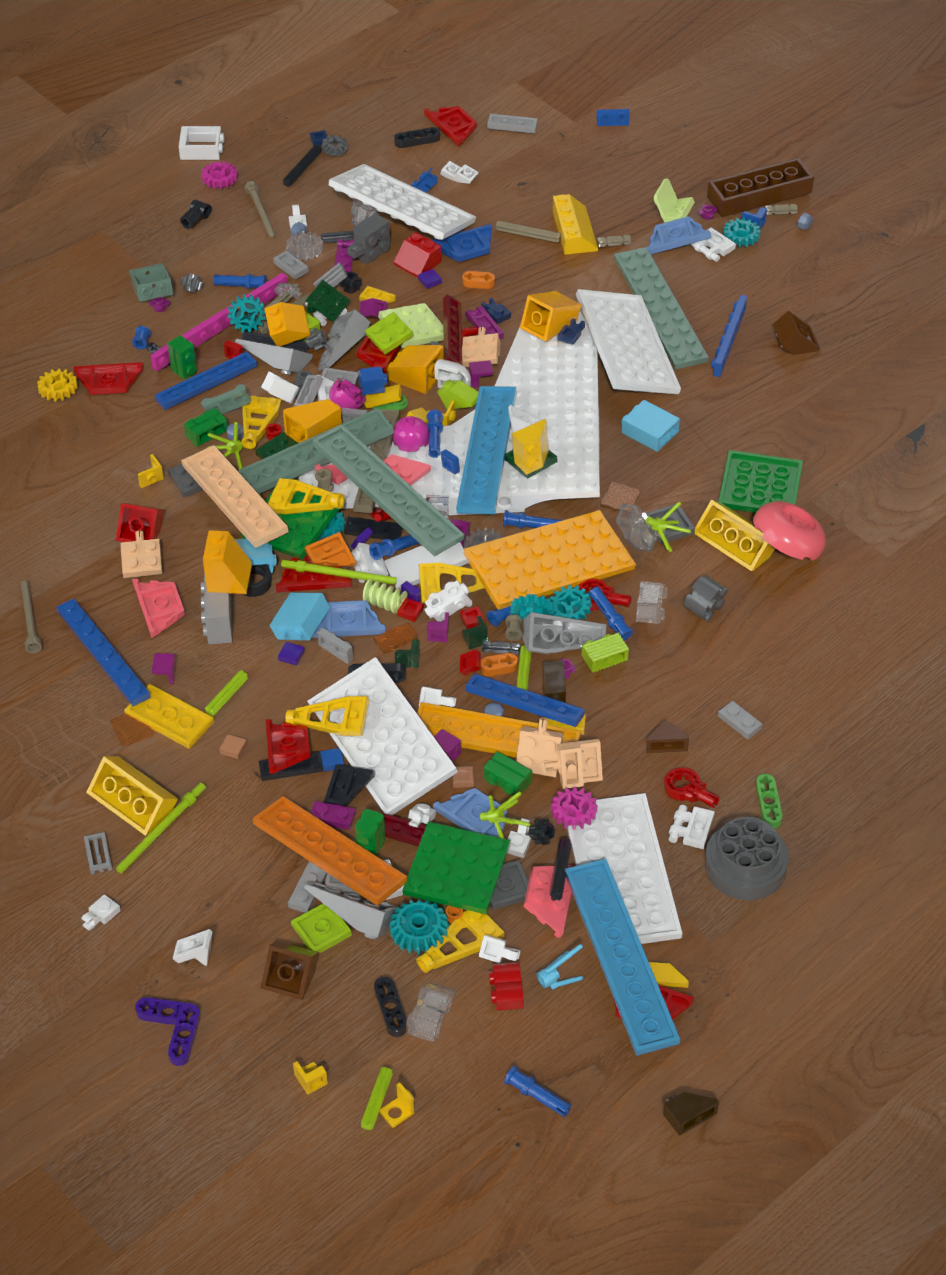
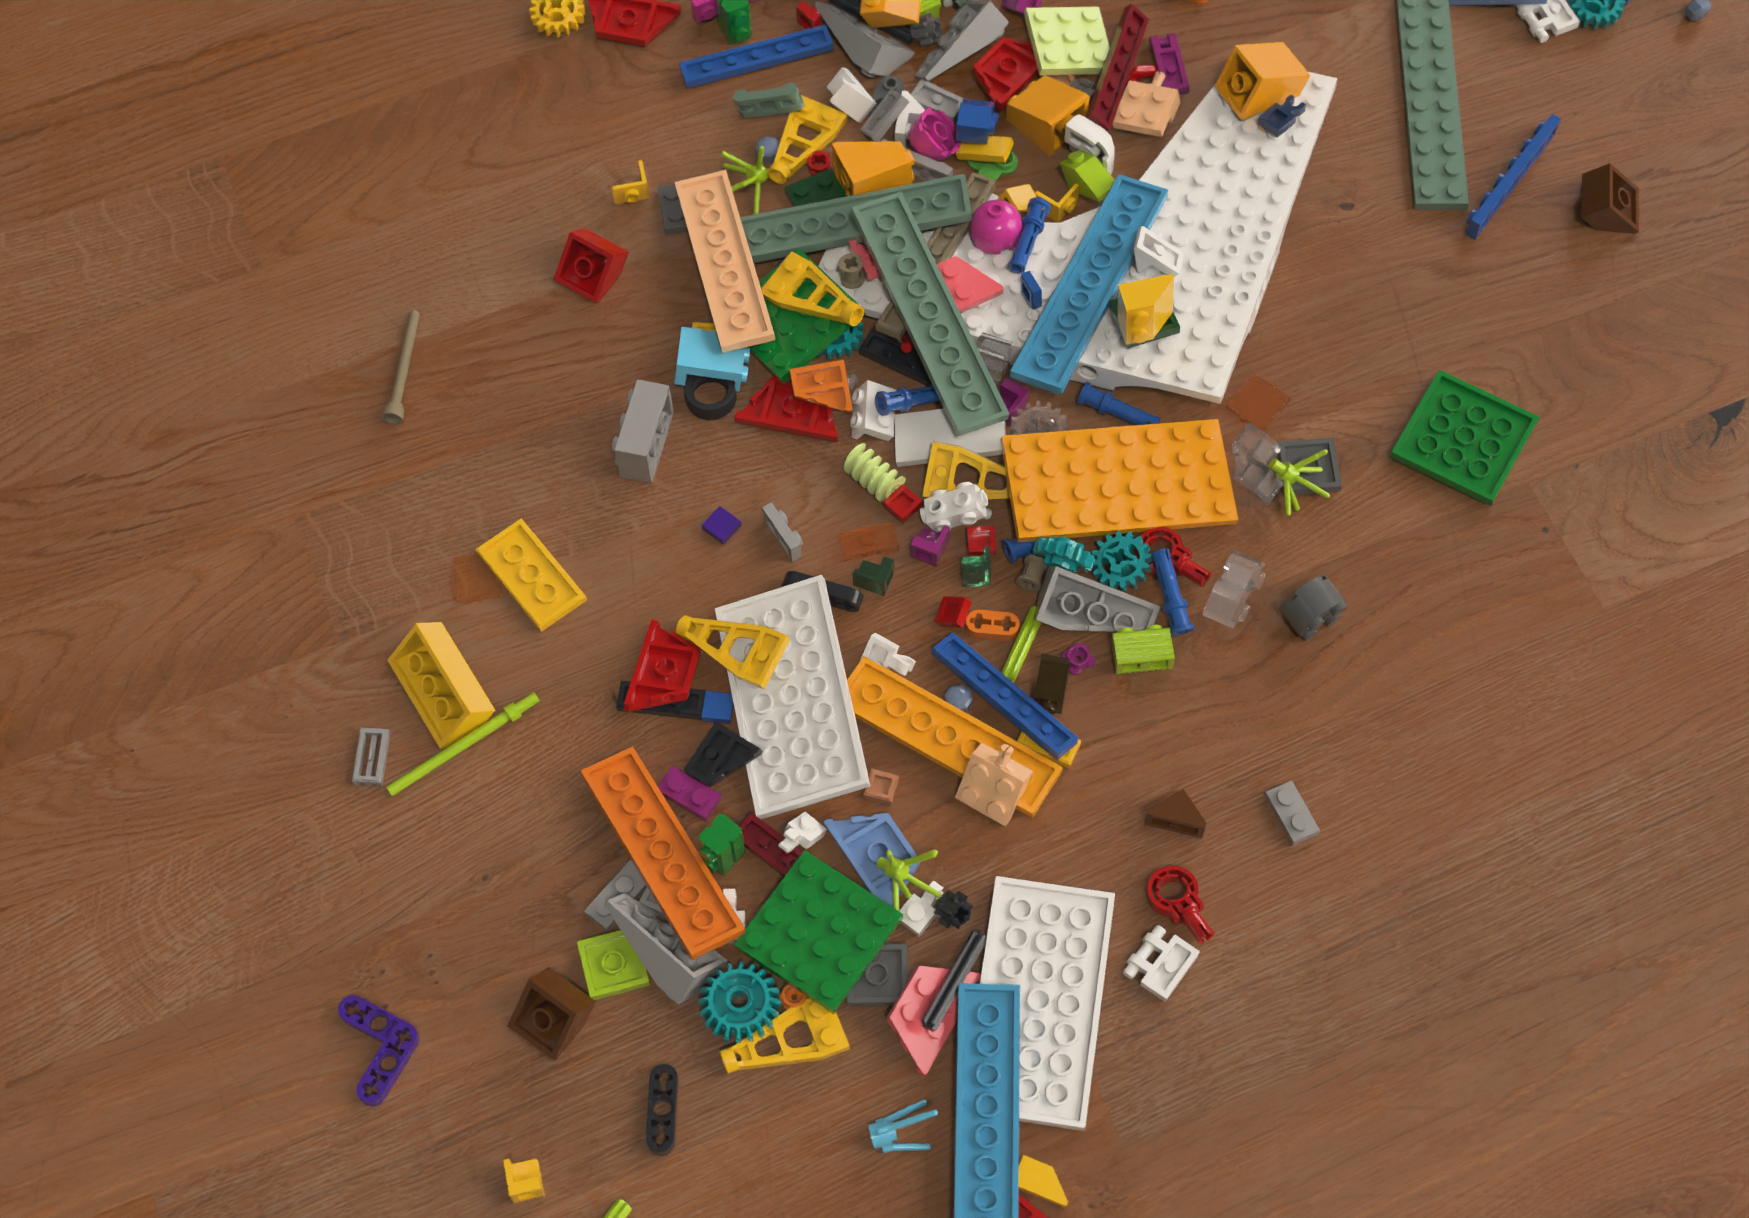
camera: 20 degrees right, 15 degrees up
(102, 910) = (348, 846): white plate -> none
(103, 652) = (477, 453): blue plate -> none
(141, 557) = (575, 318): light nougat plate -> none
(159, 604) = (574, 398): coral wing -> none
(164, 665) = (547, 499): magenta panel -> none
(194, 946) = (440, 943): white slope -> none
(199, 427) = (729, 132): green brick -> none
(225, 564) = (663, 380): light orange slope -> none
(226, 693) = (615, 562): lime axle -> none
(233, 746) = (596, 647): nougat tile -> none
(299, 616) = (748, 474): medium azure brick -> none
(302, 566) = (778, 396): lime bar -> none
(351, 619) = (812, 494): medium blue wing -> none
(362, 538) = (876, 372): dark purple tile -> none
(389, 333) = (1026, 49): lime plate -> none
(412, 590) = (913, 477): dark purple plate -> none
(428, 1015) = (711, 1133): clear brick -> none
(449, 744) = (874, 736): magenta panel -> none
(478, 370) = (1134, 141): magenta panel -> none
(494, 949) = (827, 1071): white plate -> none
(497, 312) = (1194, 47): dark blue plate -> none
(501, 647) = (1004, 598): black axle -> none
(507, 774) = (940, 805): green brick -> none
(507, 986) = (823, 1131): red brick -> none
(574, 808) = (1017, 889): dark pink gear -> none
(578, 763) = (1037, 821): light nougat plate -> none
(627, 342) = (1358, 151): white plate -> none
(650, 425) = (1342, 297): medium azure brick -> none
(733, 535) = (1396, 513): yellow slope -> none
(754, 860) = (1219, 1079): dark grey wheel -> none
(772, 793) = (1295, 936): bright green beam -> none
(791, 529) = (1473, 534): coral brick -> none

